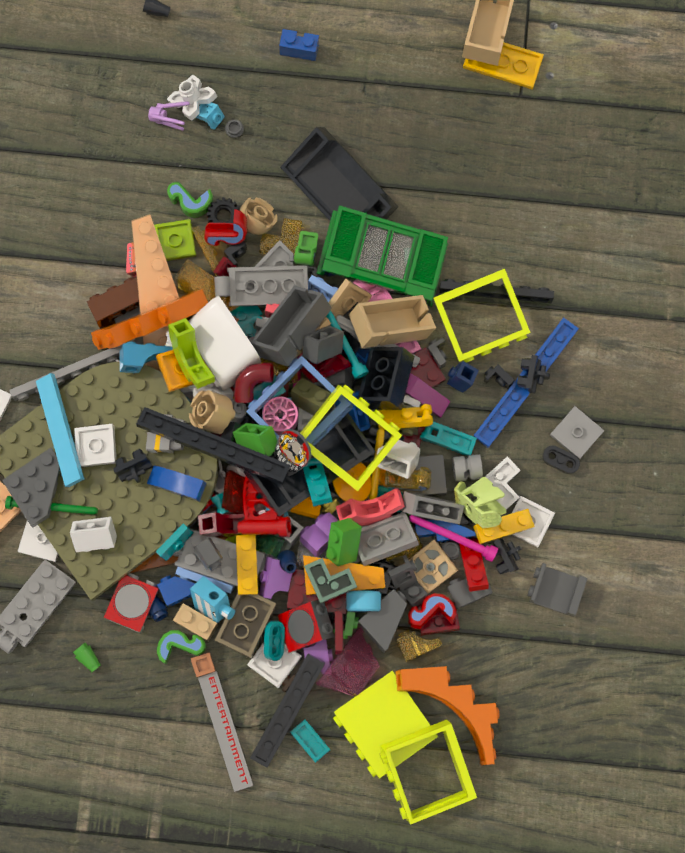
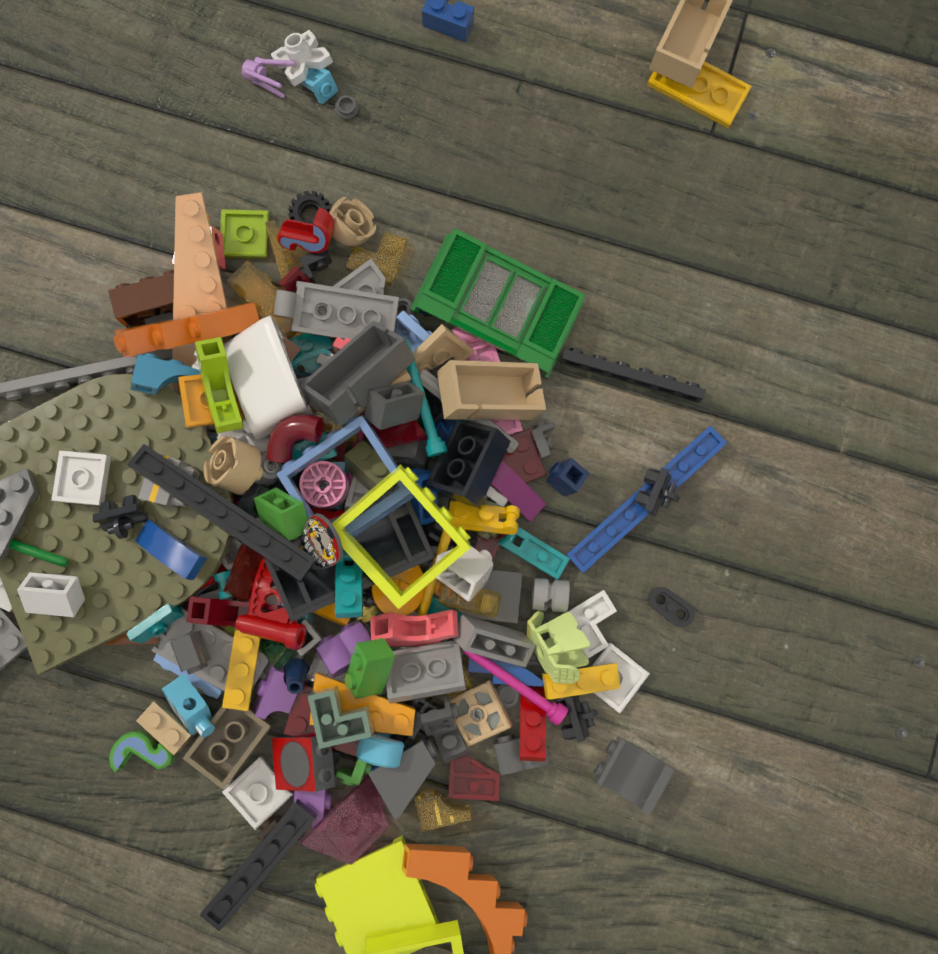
camera: 10 degrees right, 5 degrees up
(59, 430) = (41, 450): medium azure tile -> none
(87, 657) = (23, 742): bright green cone -> none
(131, 602) = (92, 685): panel -> none
(158, 610) = (122, 695): dark blue cone -> none
(174, 590) = (148, 678): blue slope -> none
(189, 206) = (272, 197): bright green animal -> none
(203, 665) = (166, 781): nougat plate -> none
(225, 731) = (178, 872): light grey tile -> none
(274, 640) = (259, 768): teal plate -> none
(306, 249) = (405, 277): bright green animal -> none
(310, 741) = (281, 906): teal plate -> none
(335, 178) = (458, 192): black slope -> none
(339, 632) = (341, 781): dark red tile -> none
(430, 606) = (465, 768): red animal -> none
(501, 375) = (617, 485): black bracket -> none
(502, 342) = (625, 443): neon yellow window -> none
(576, 432) = (697, 575): light grey plate -> none

